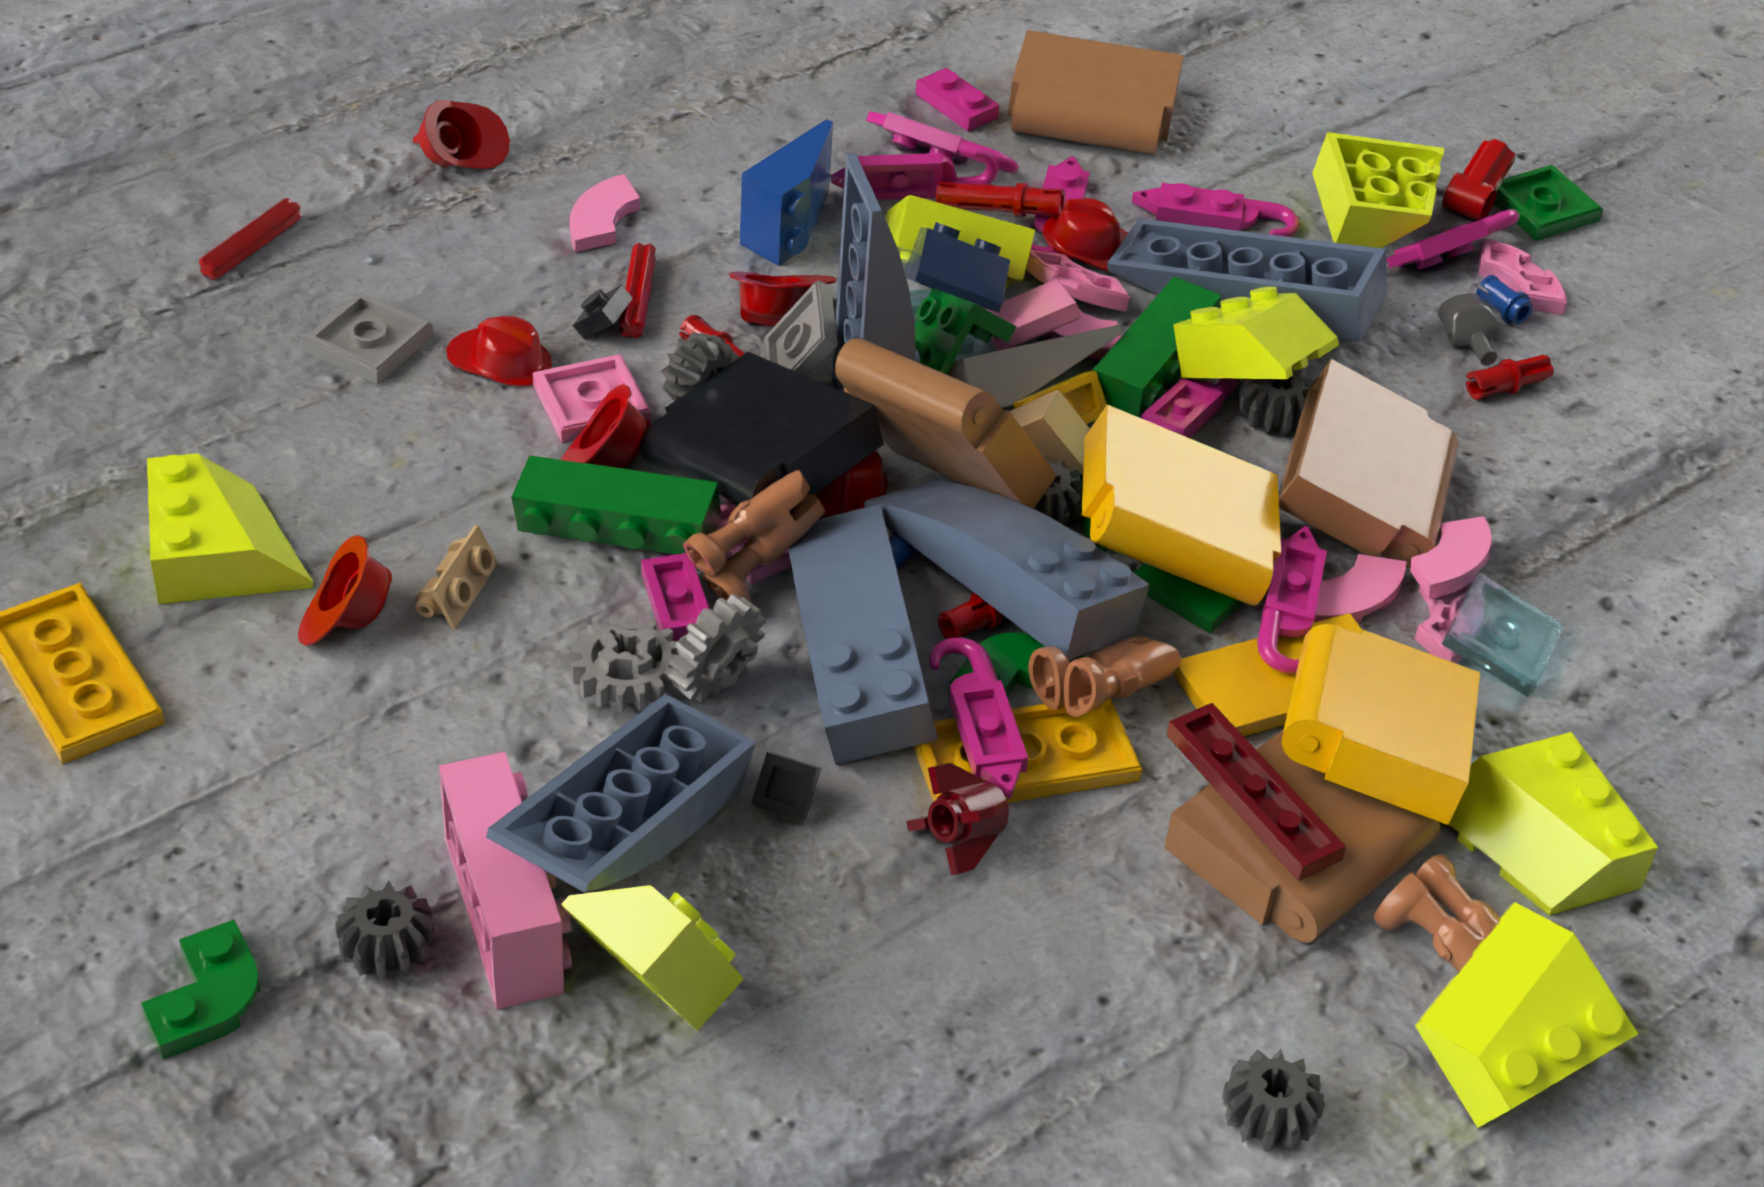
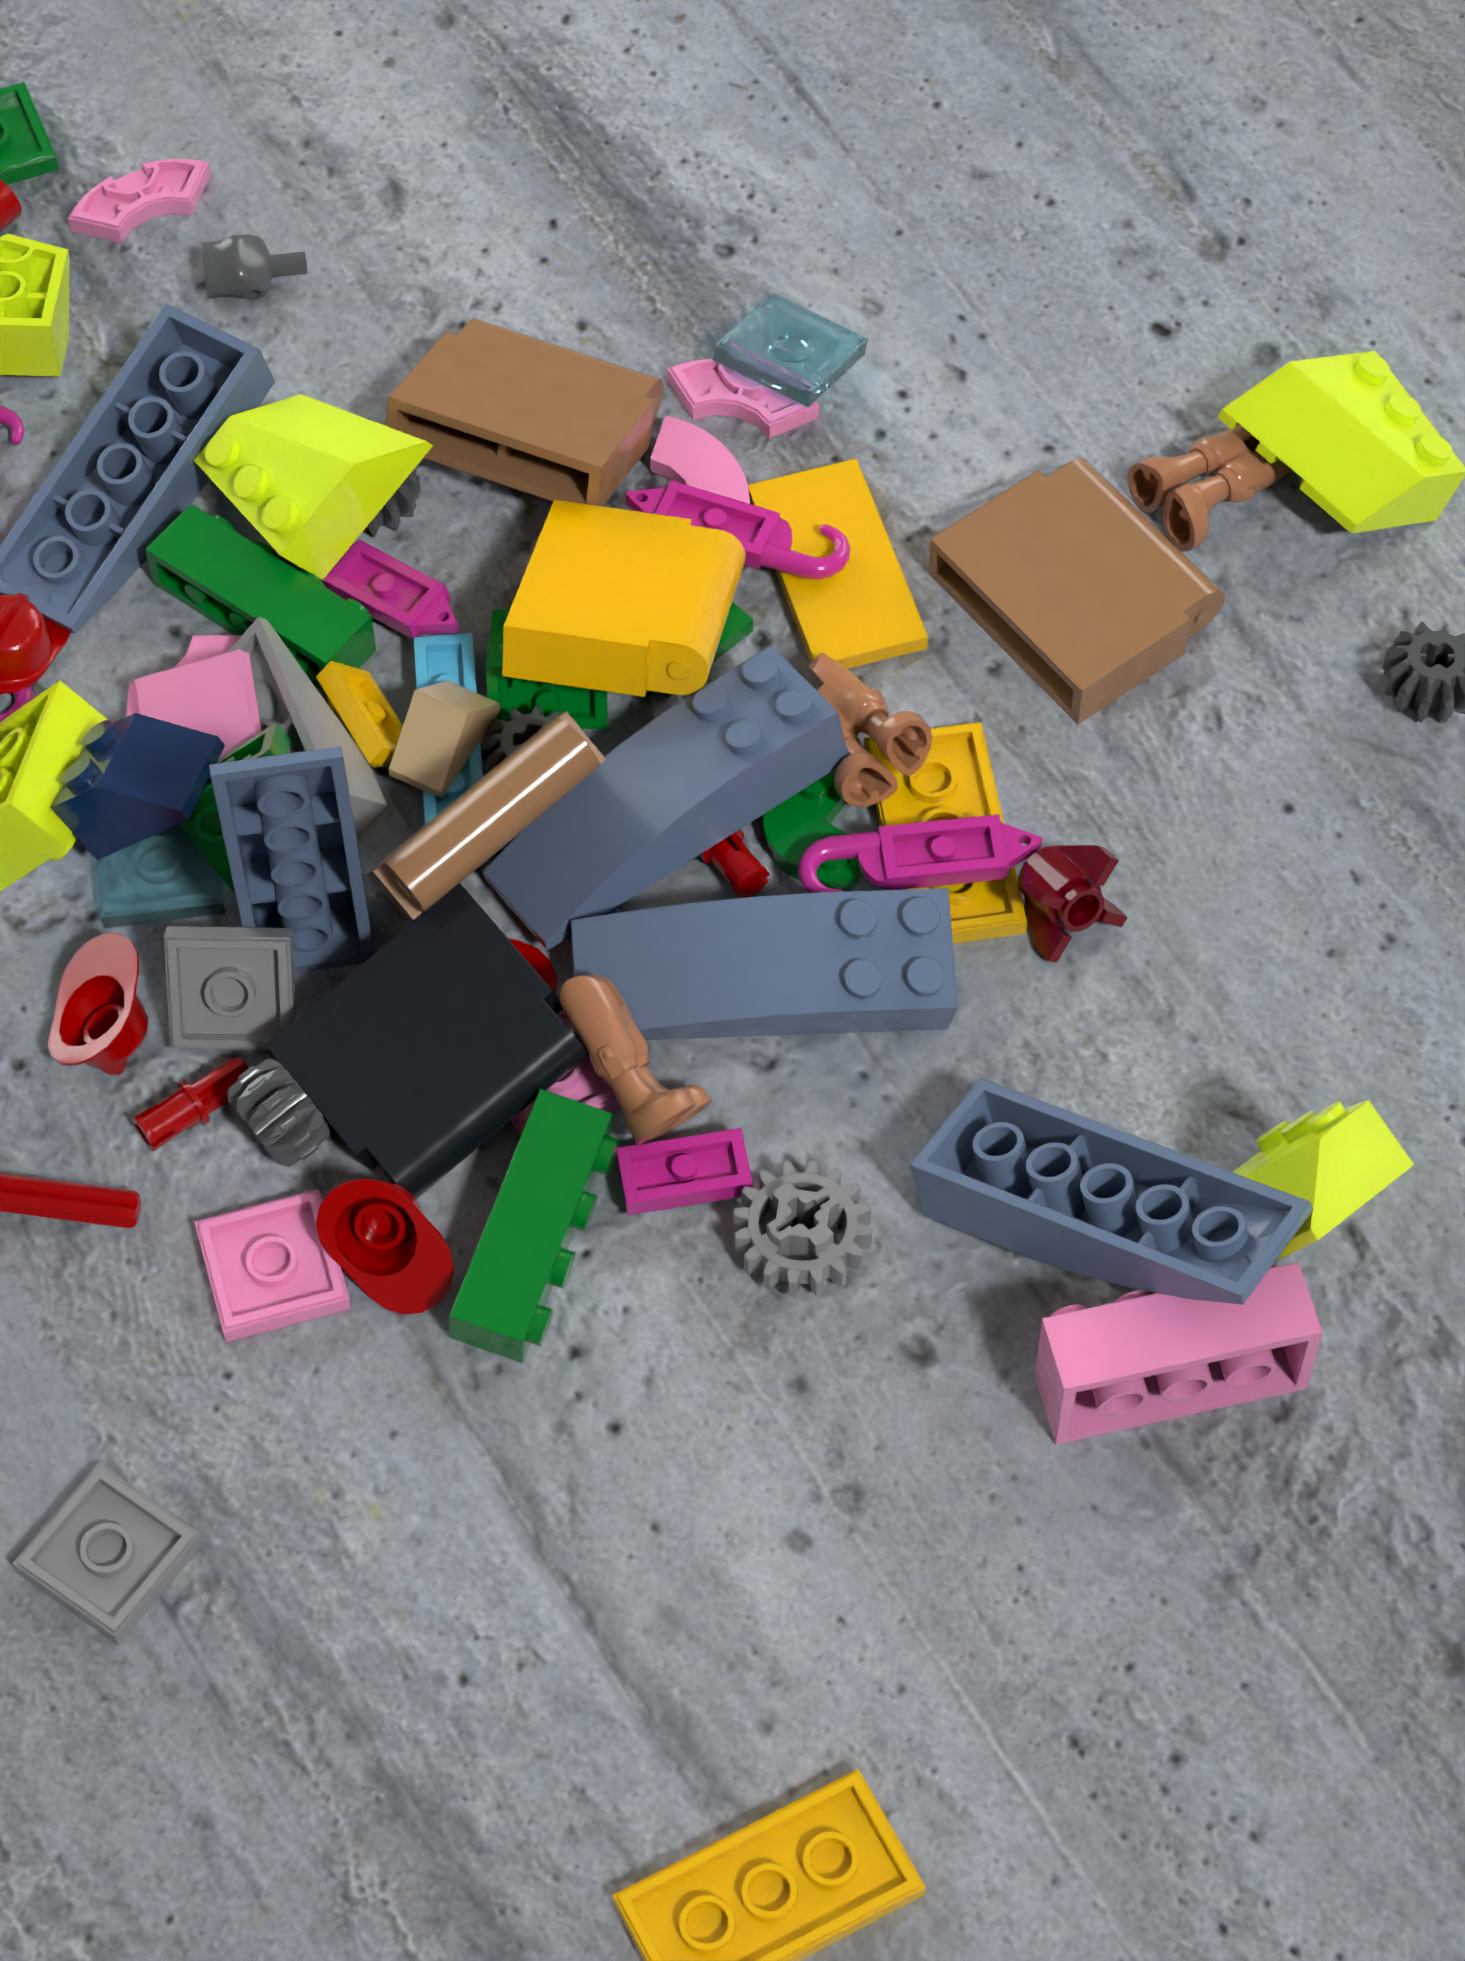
camera: 80 degrees left, 15 degrees up
(211, 1006) = (1297, 1669): green plate -> none
(214, 534) = (531, 1729): neon yellow wedge -> none
(349, 594) = (676, 1557): red piece -> none
(385, 930) = (1248, 1485): dark grey gear -> none
(459, 579) = (656, 1435): tan hinge -> none
(502, 350) = (161, 1382): red piece -> none
(601, 310) = (107, 1238): black plate -> none
(717, 648) = (817, 1112): light grey gear -> none
(786, 785) = (1008, 1061): black plate -> none
(1078, 281) = (112, 660): bright pink tile -> none
(1256, 791) = (1071, 603): dark red plate -> none
(1383, 719) = (966, 466): yellow piece -> none
(1455, 241) = (65, 224): dark pink plate -> none
(1456, 559) = (682, 361): bright pink tile -> none
(1508, 376) = (342, 250): red axle -> none
(1512, 305) = (196, 222): blue pin -> none
(1553, 825) = (1074, 368): neon yellow wedge -> none

